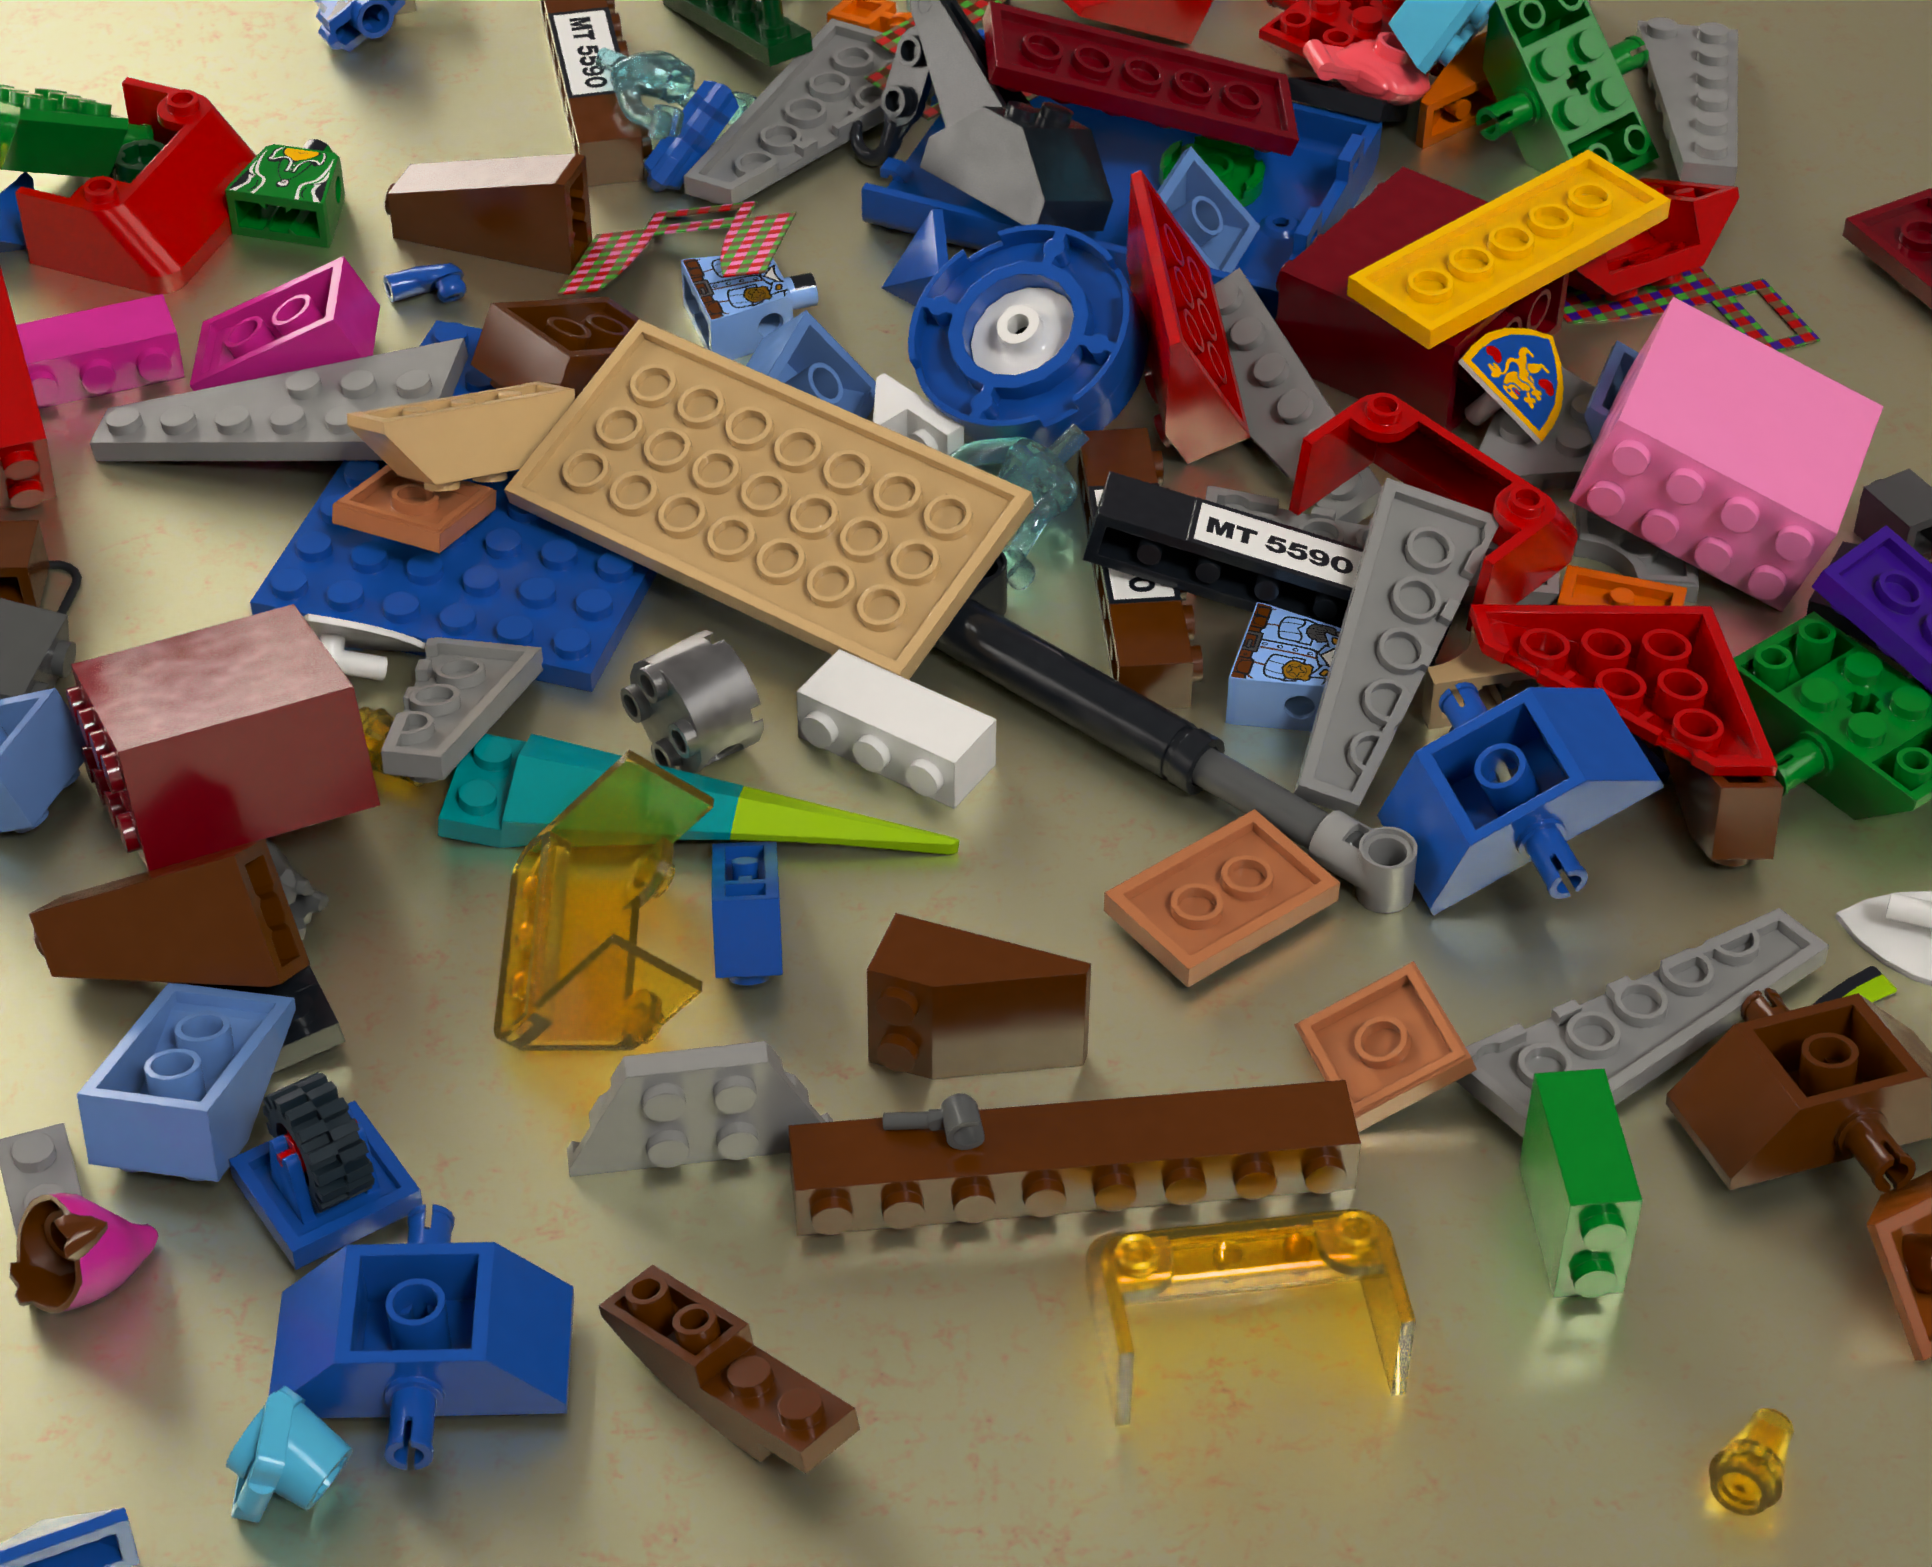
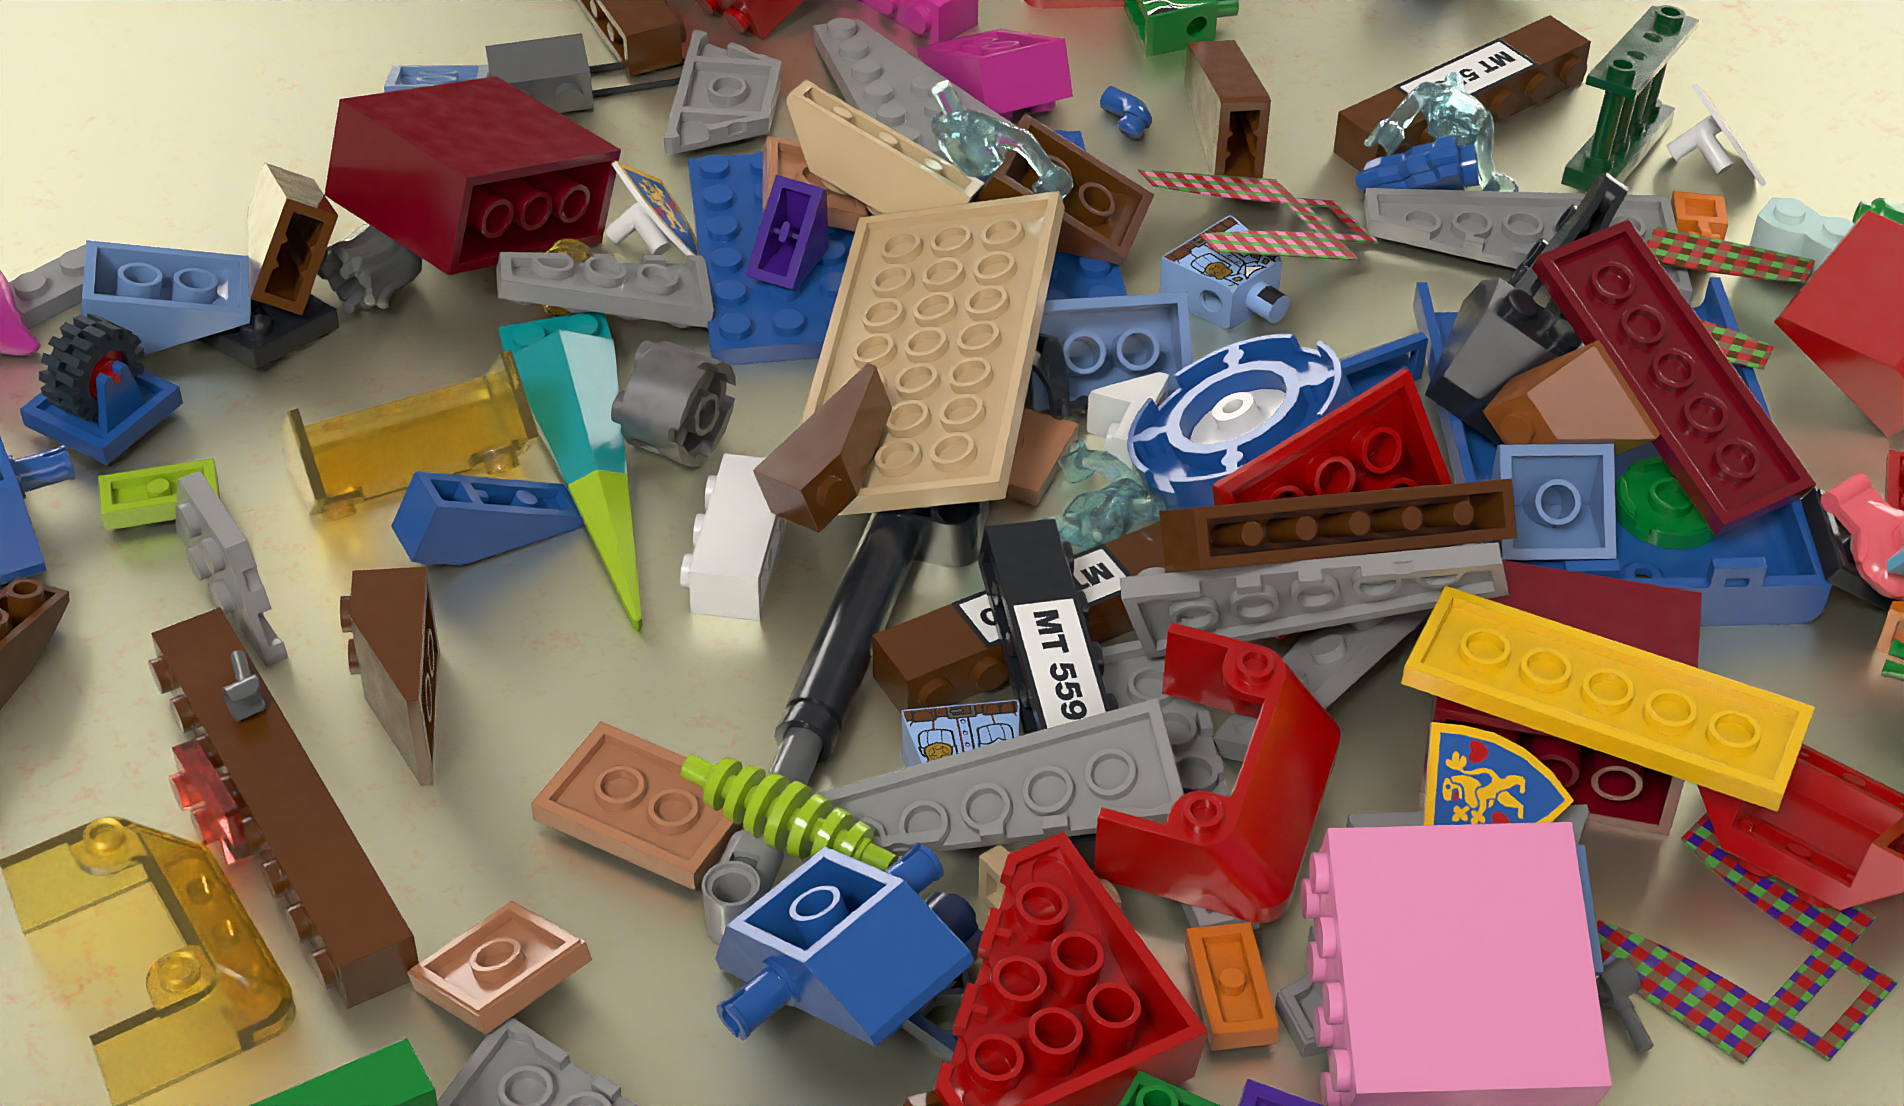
camera: 65 degrees right, 0 degrees up
(154, 545) = (722, 96): none -> light grey wing
(496, 543) = (790, 234): none -> dark purple slope
(521, 1163) = (147, 493): none -> lime plate
(524, 343) = (975, 140): none -> clear light blue piece
(904, 597) = (828, 456): none -> reddish brown slope
(1056, 1207) = (213, 808): none -> clear red plate
(1141, 133) = (1571, 402): none -> slope
(1242, 309) = (1336, 525): none -> reddish brown brick
(1249, 435) = (1306, 593): none -> light grey wing
(1336, 779) = (783, 811): none -> lime piece

